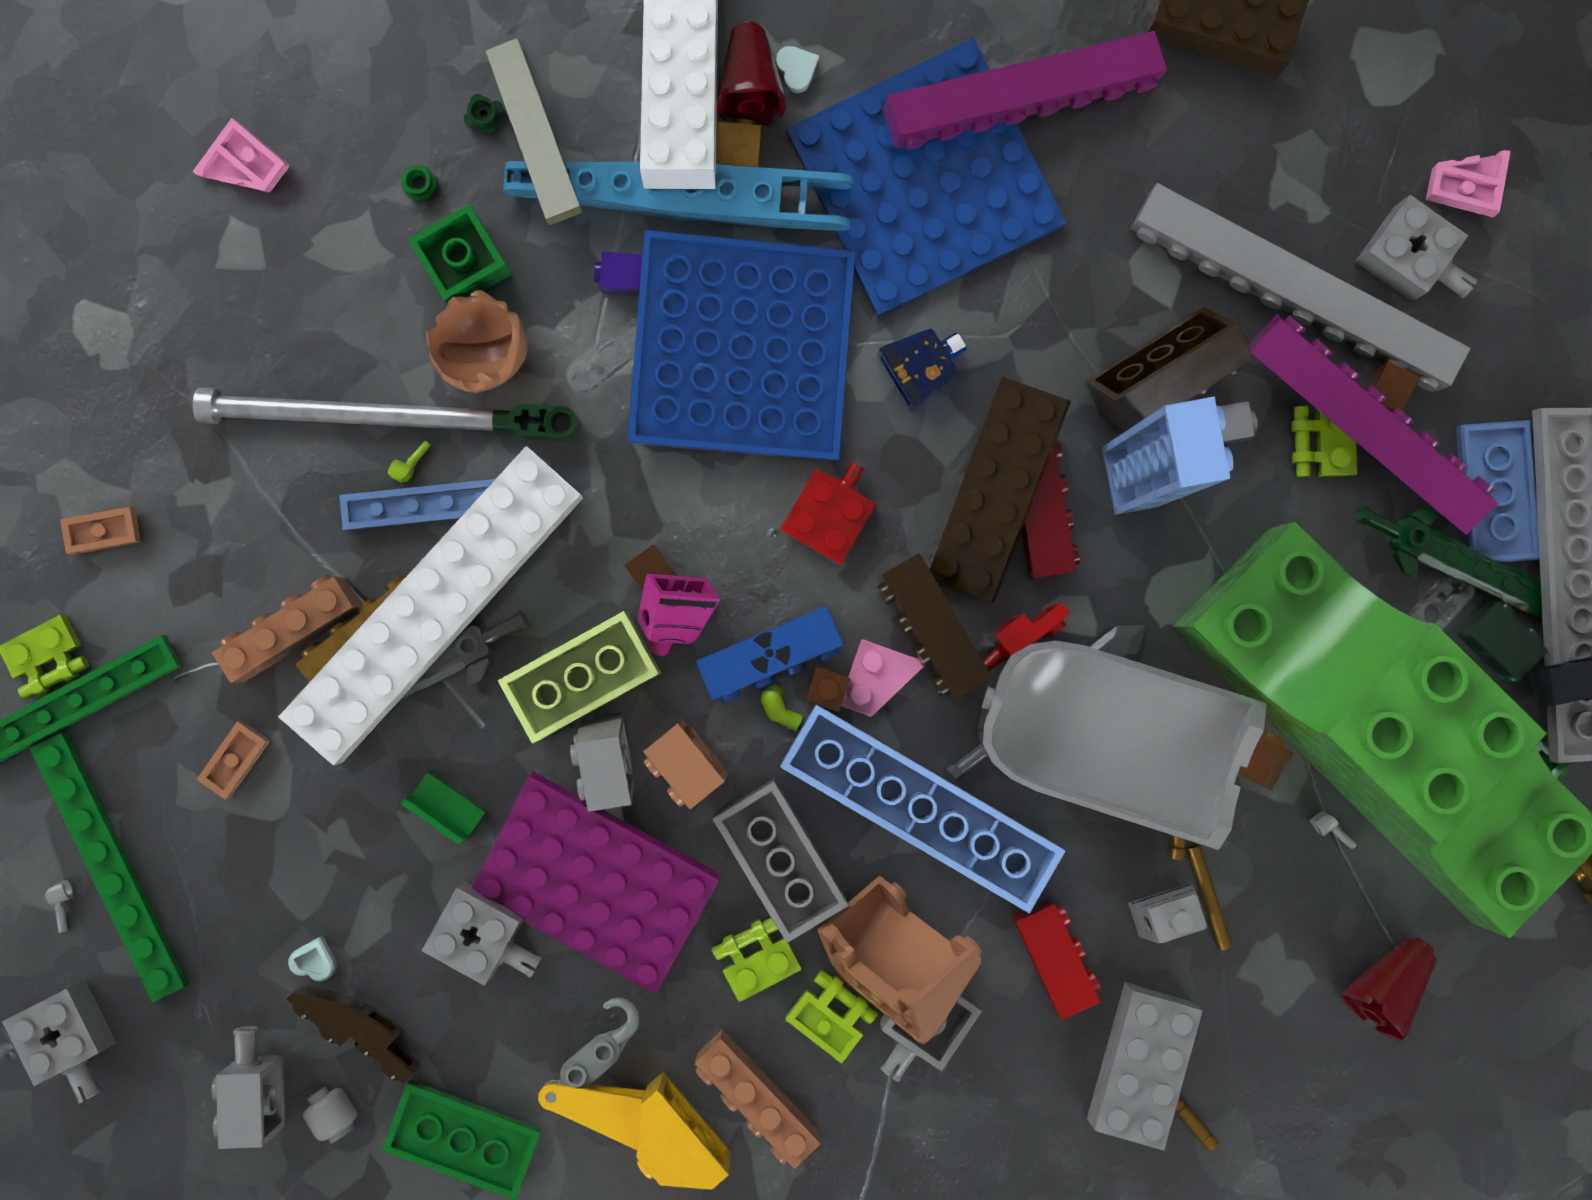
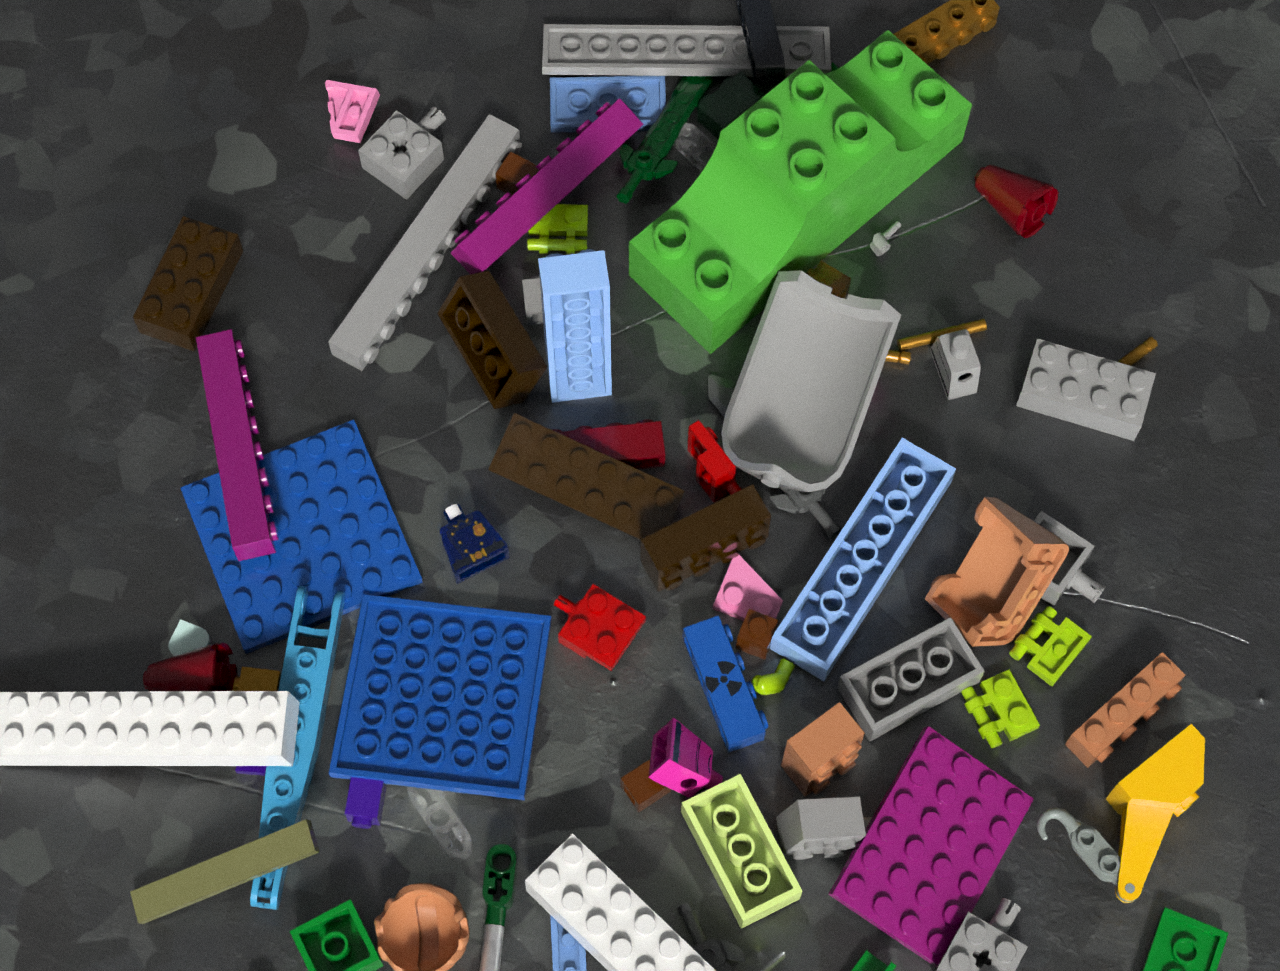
camera: 85 degrees left, 20 degrees down
(479, 104) = (194, 919): dark green plate -> none
(1057, 958) = (996, 455): red brick -> none

